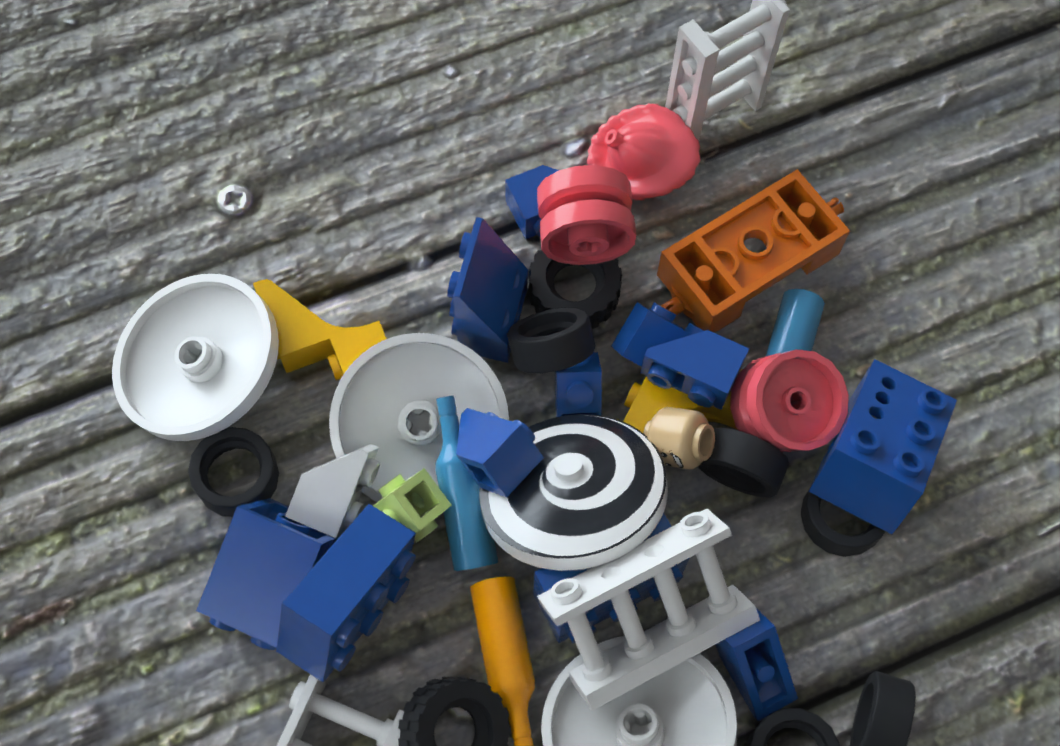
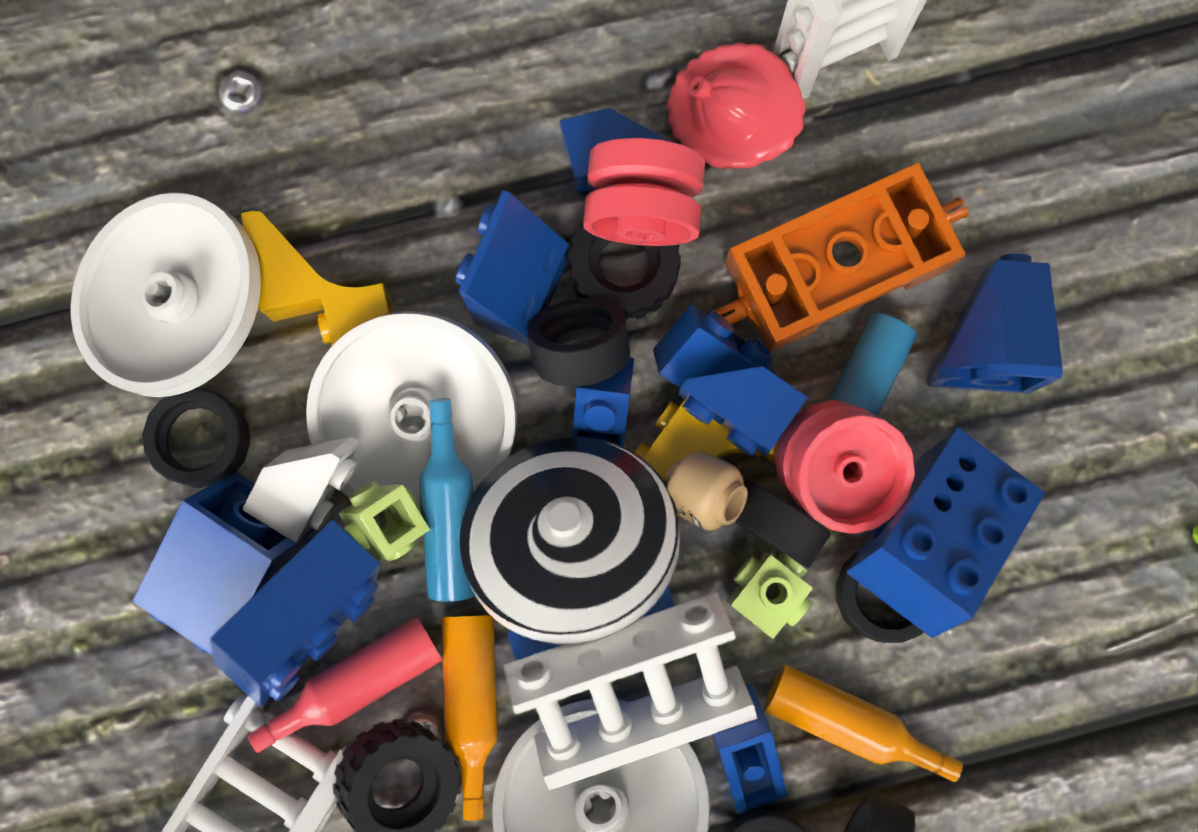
camera: 15 degrees right, 15 degrees up
(403, 652) = (354, 682): none -> coral piece
(496, 450) = (484, 483): blue slope -> none
(752, 521) = (784, 607): none -> yellowish green brick
(840, 622) = (851, 723): none -> light orange piece
(895, 294) = (1004, 333): none -> blue slope

